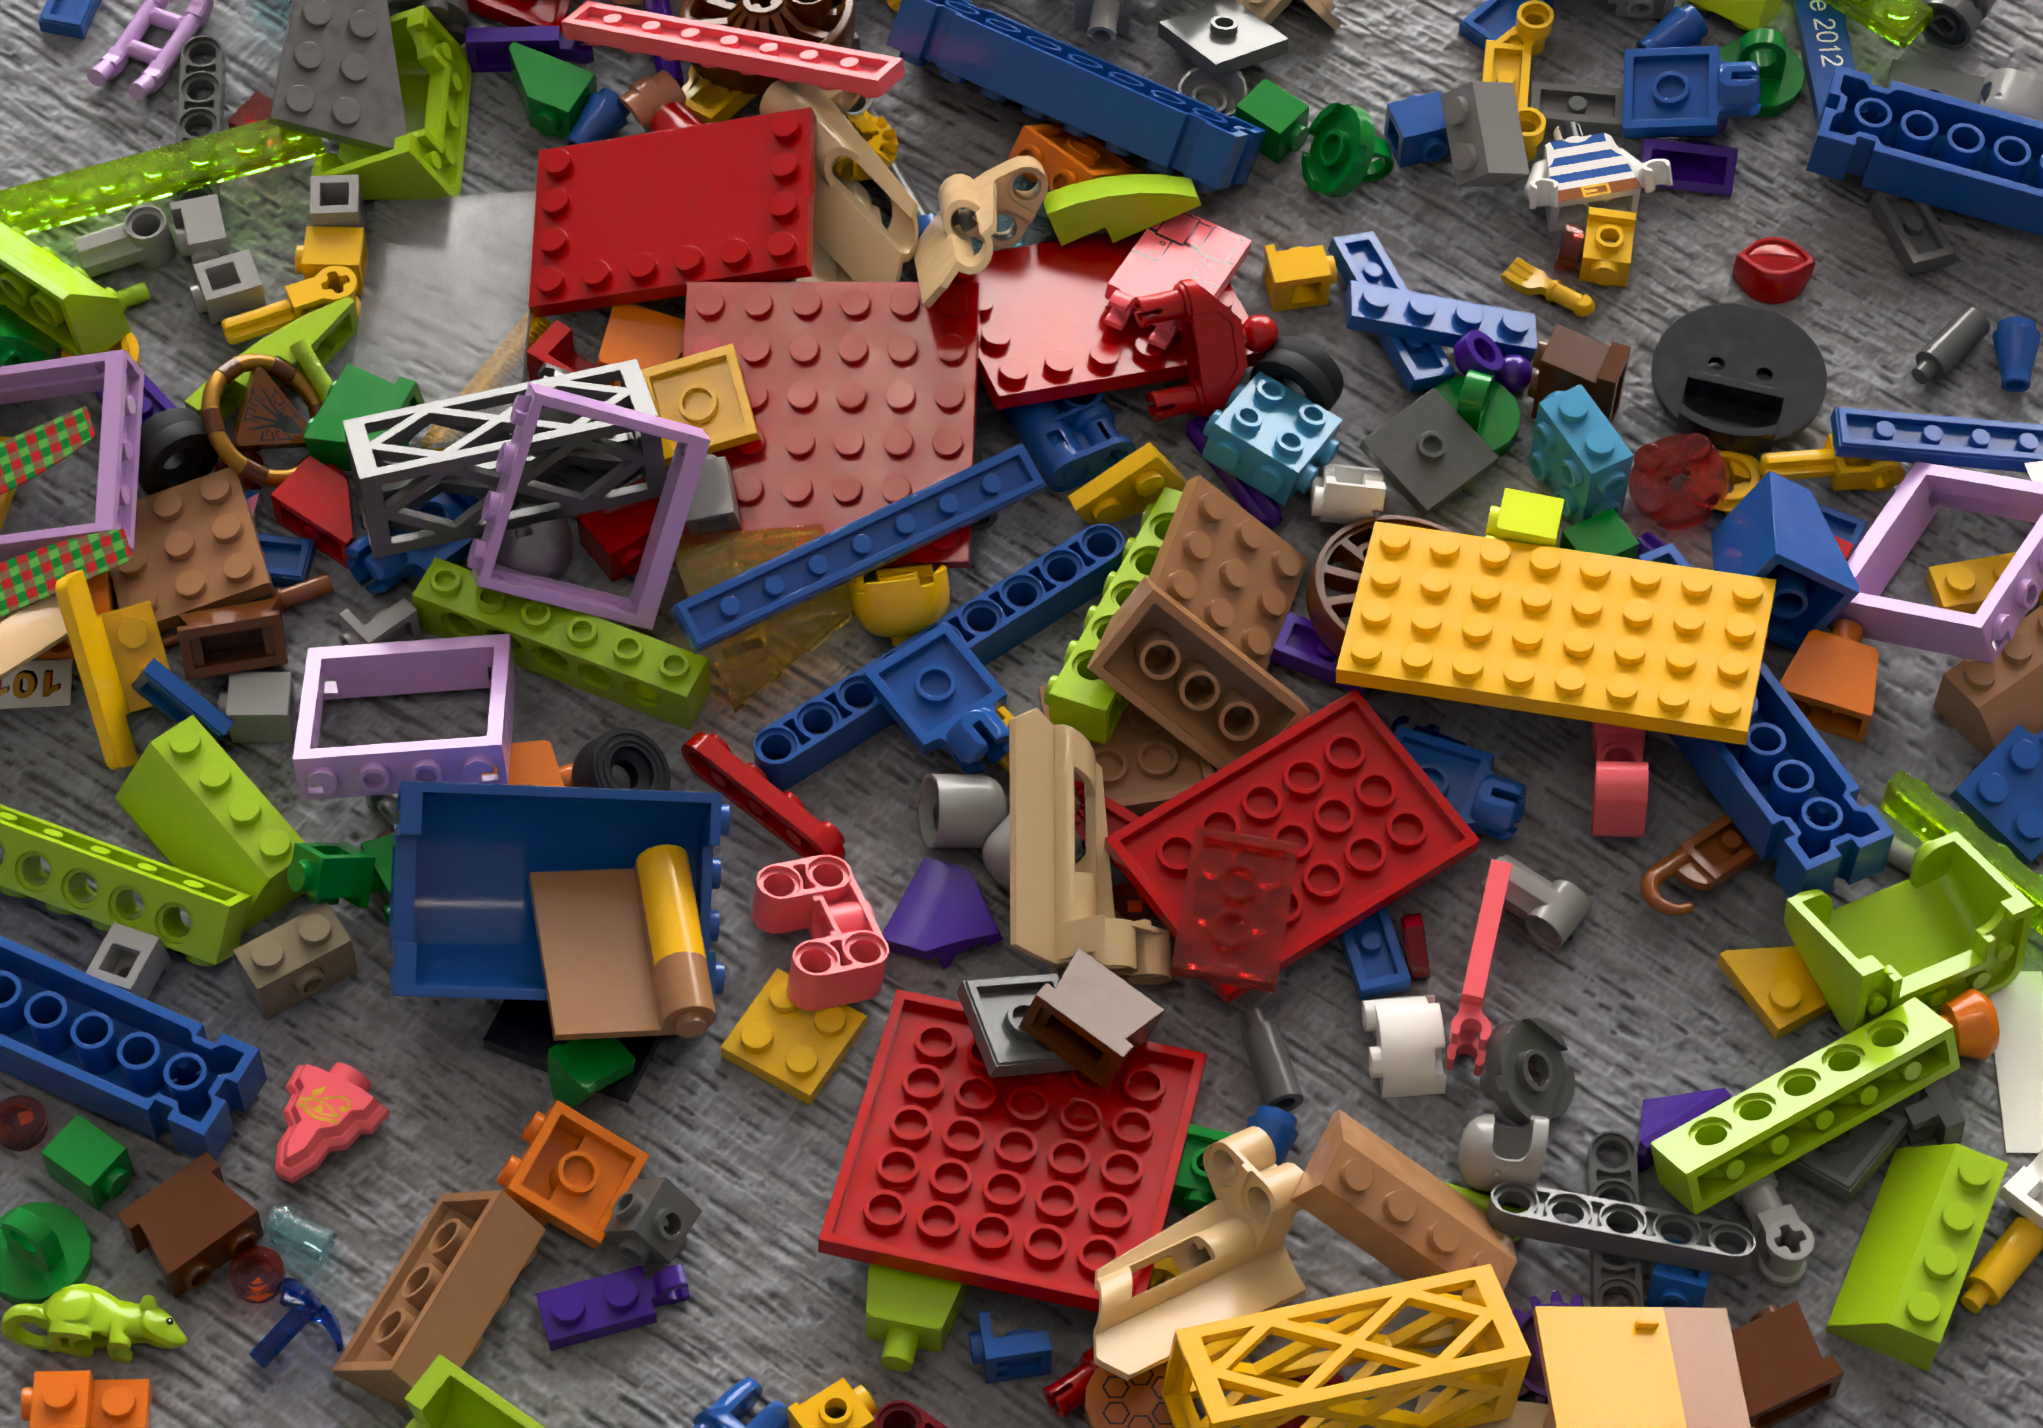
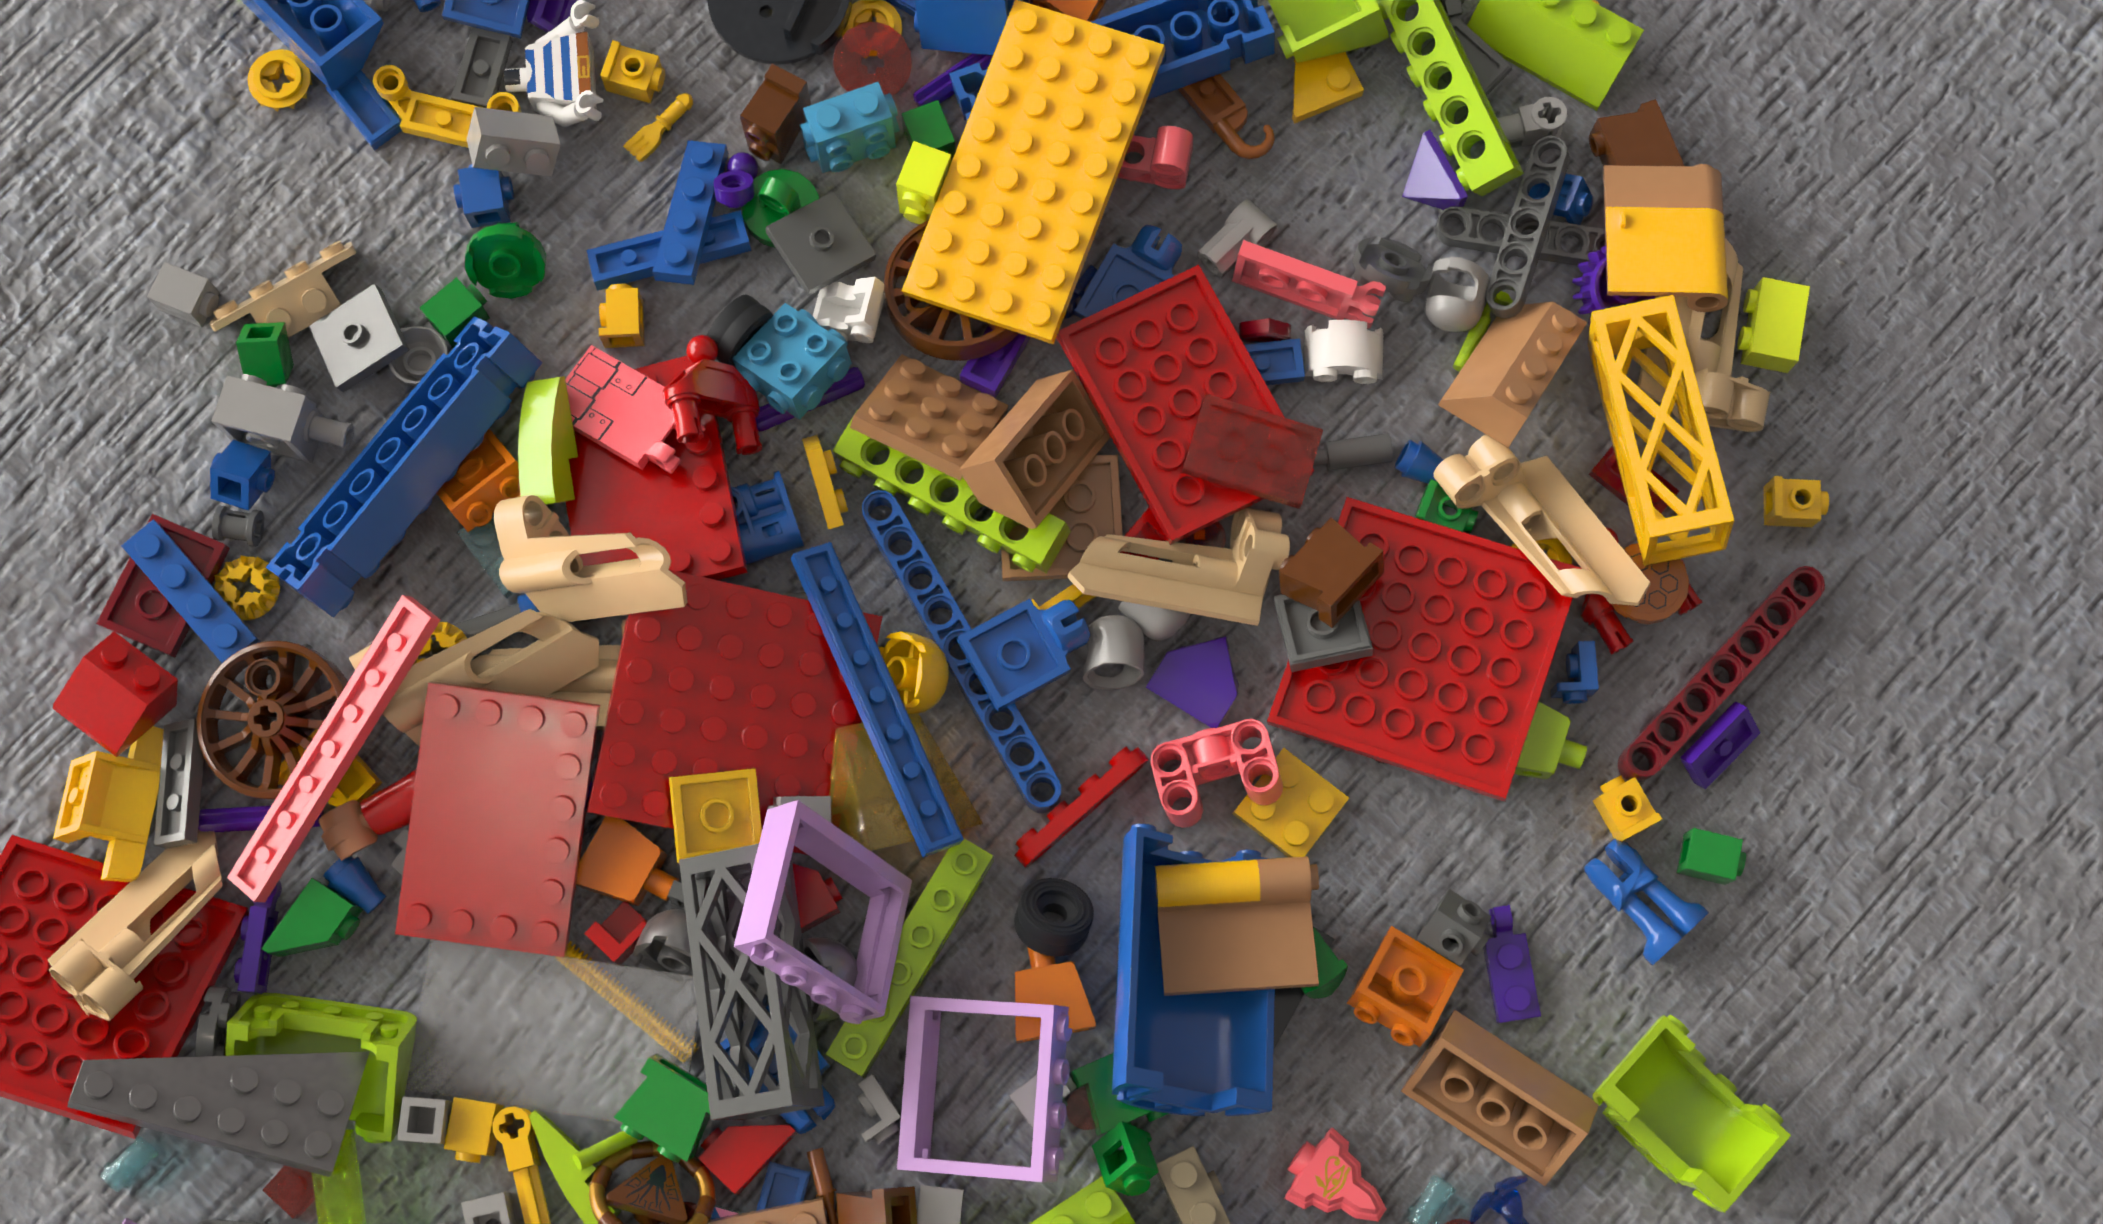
camera: 85 degrees left, 20 degrees up
(1569, 248) = (626, 102): clear red tile -> none

